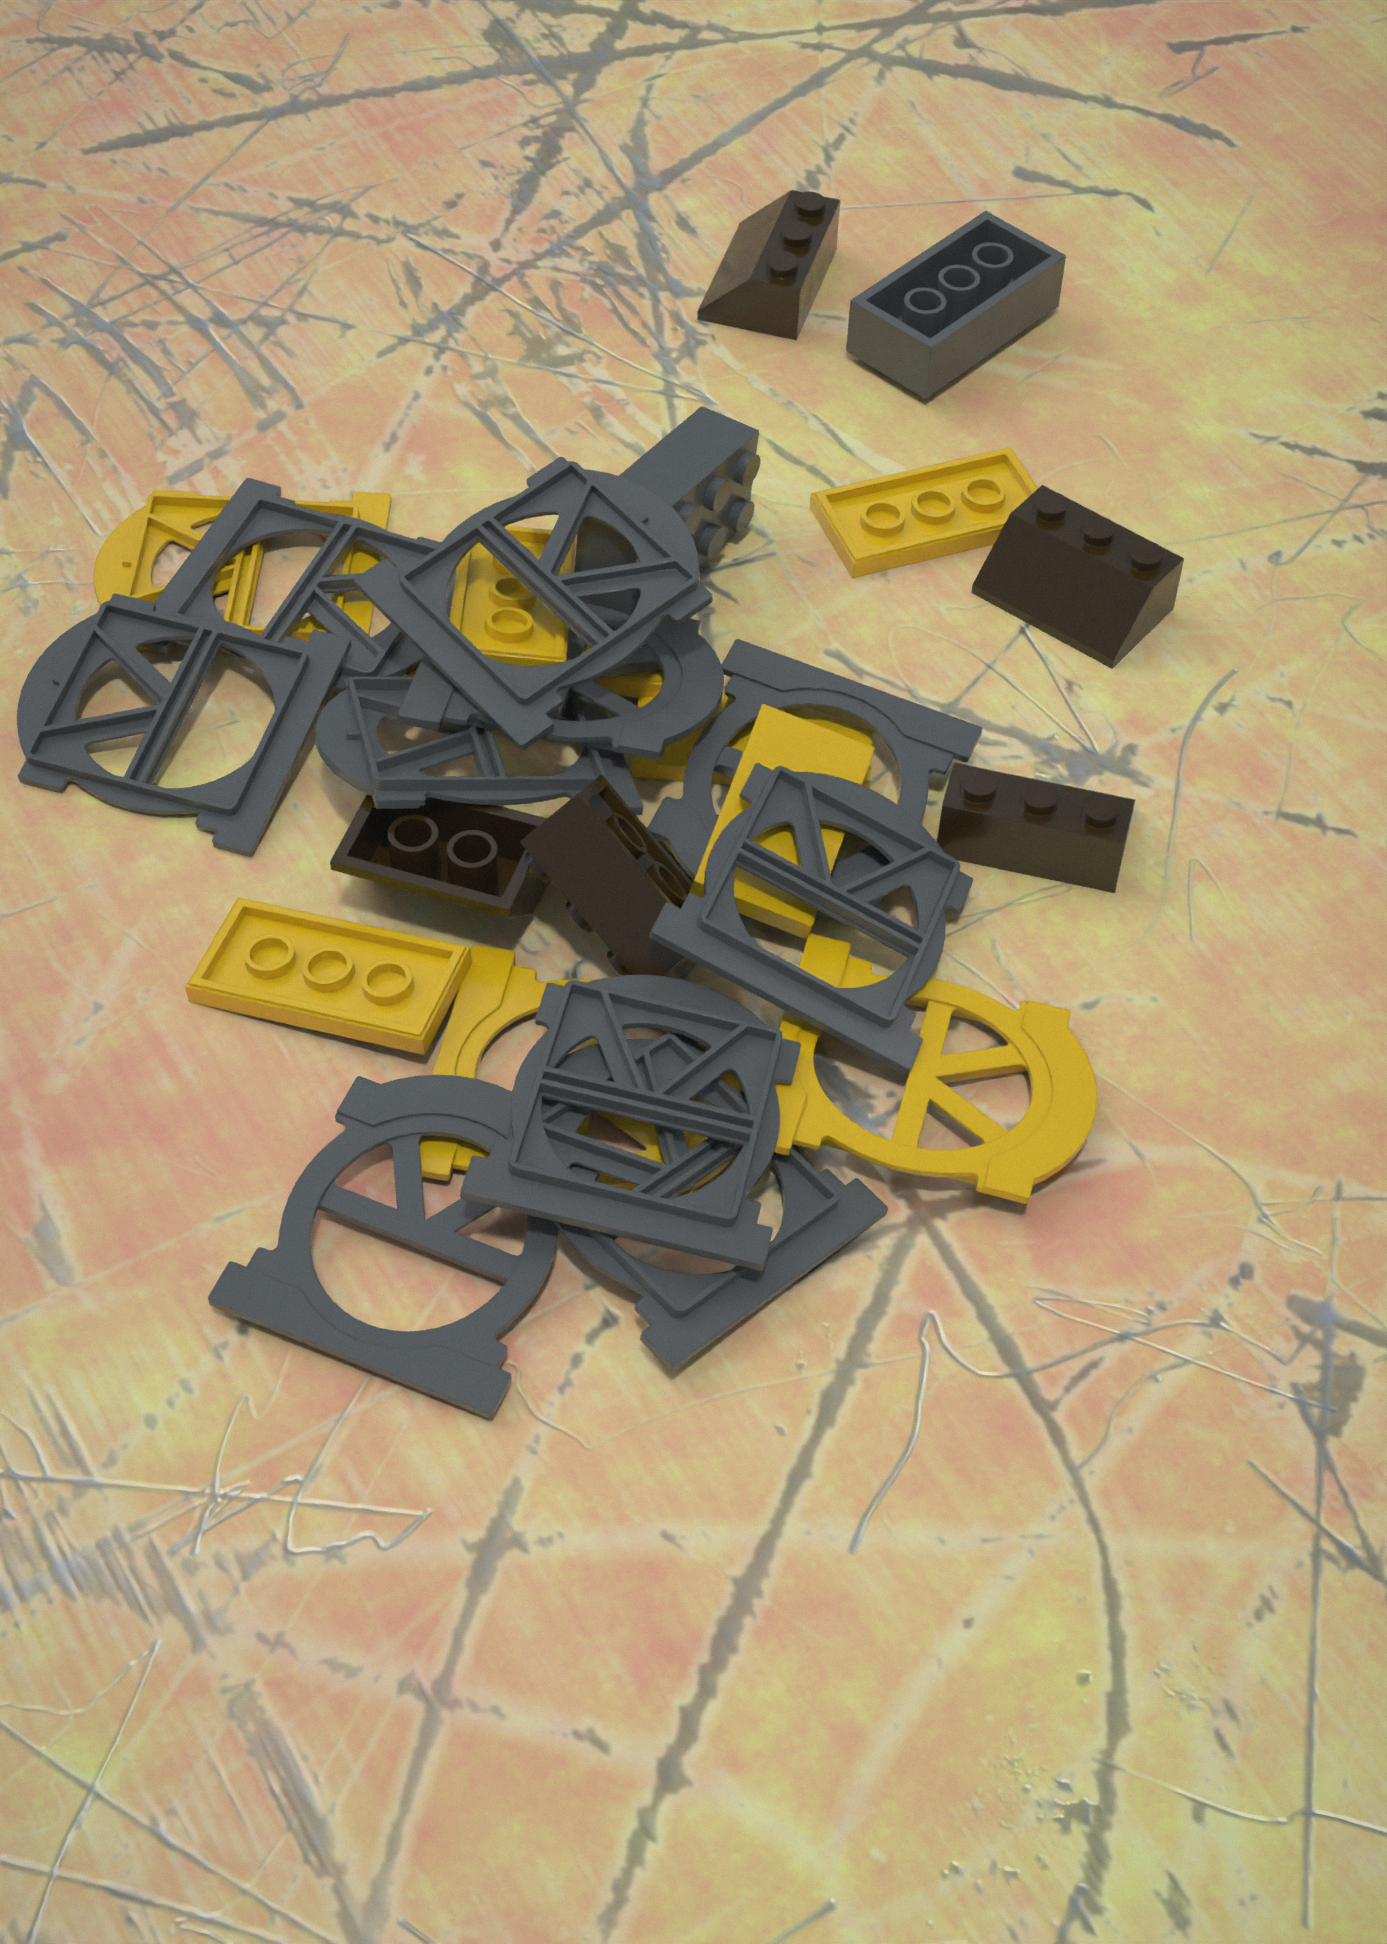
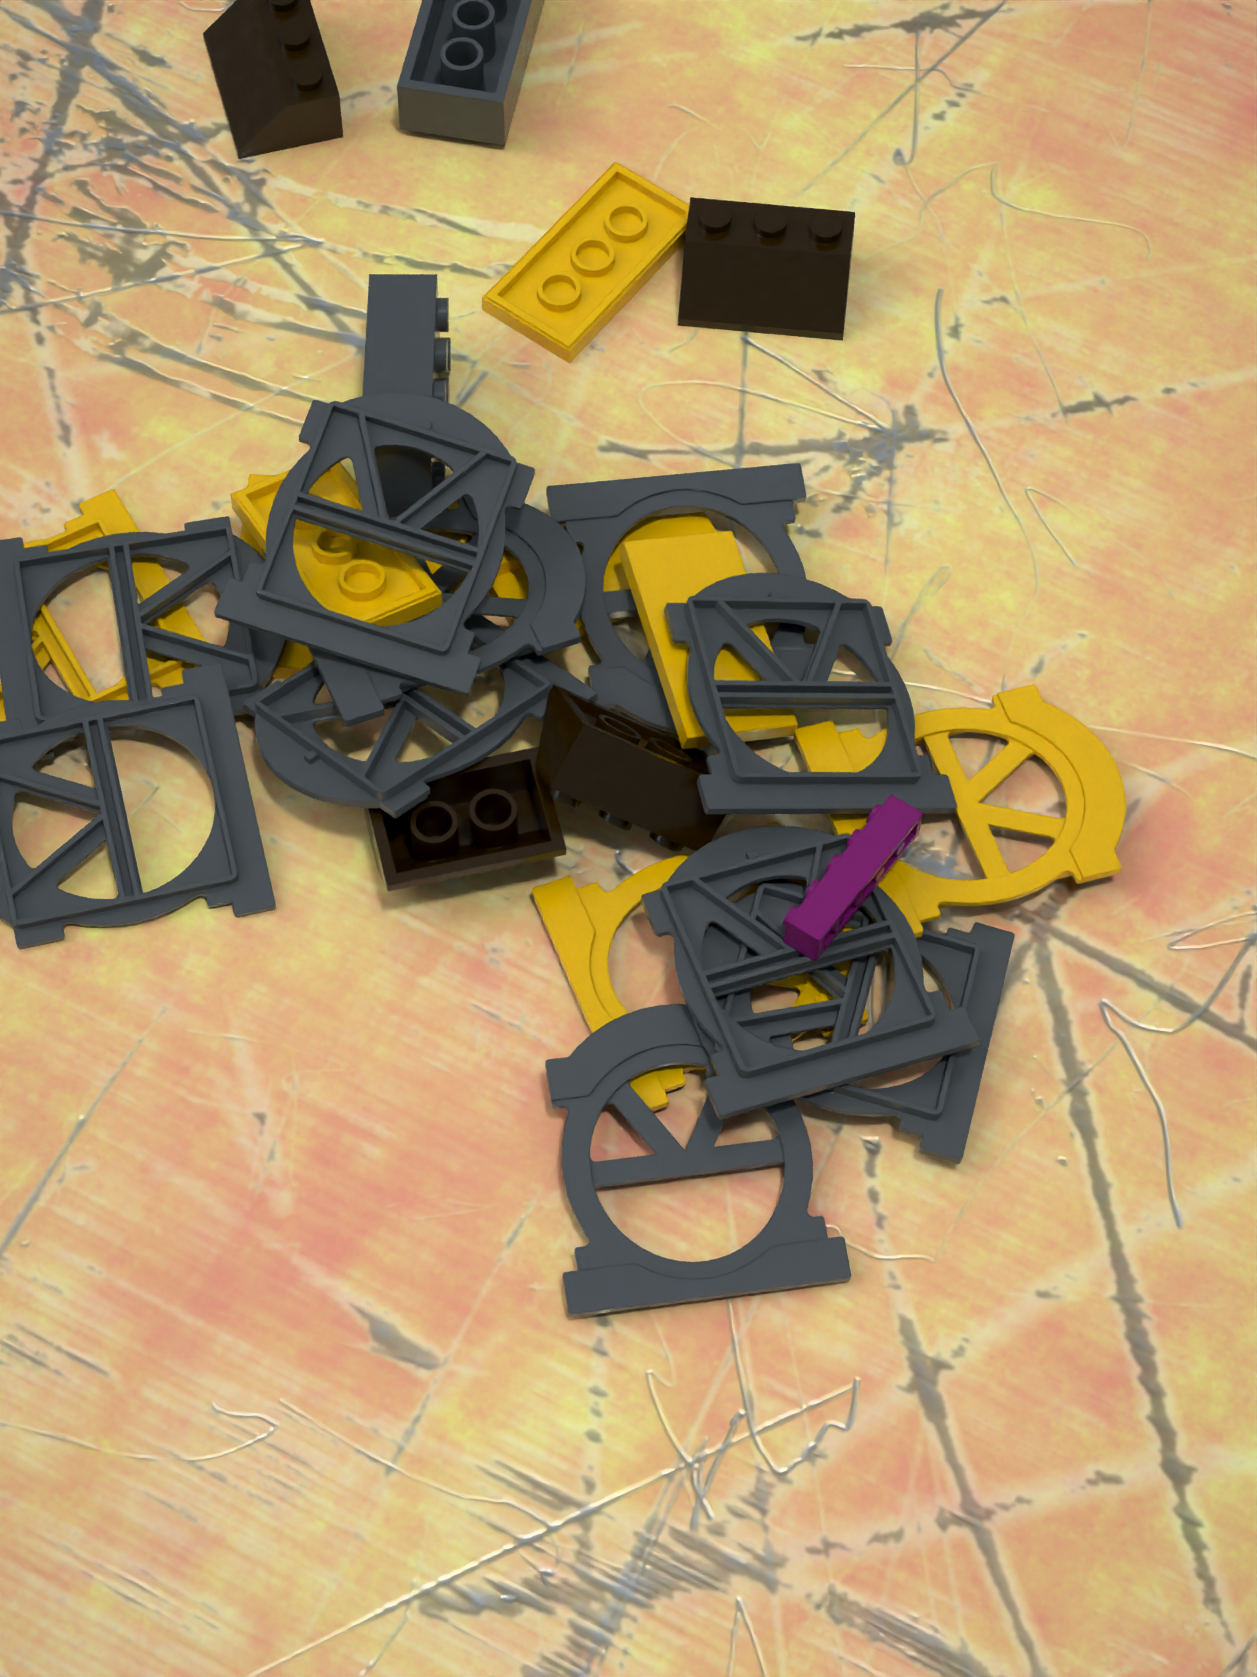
camera: 30 degrees left, 10 degrees up
(330, 975) = (437, 982): yellow tile -> none
(745, 1059) = (851, 877): none -> magenta piece
(1035, 827) = (895, 526): dark brown slope -> none

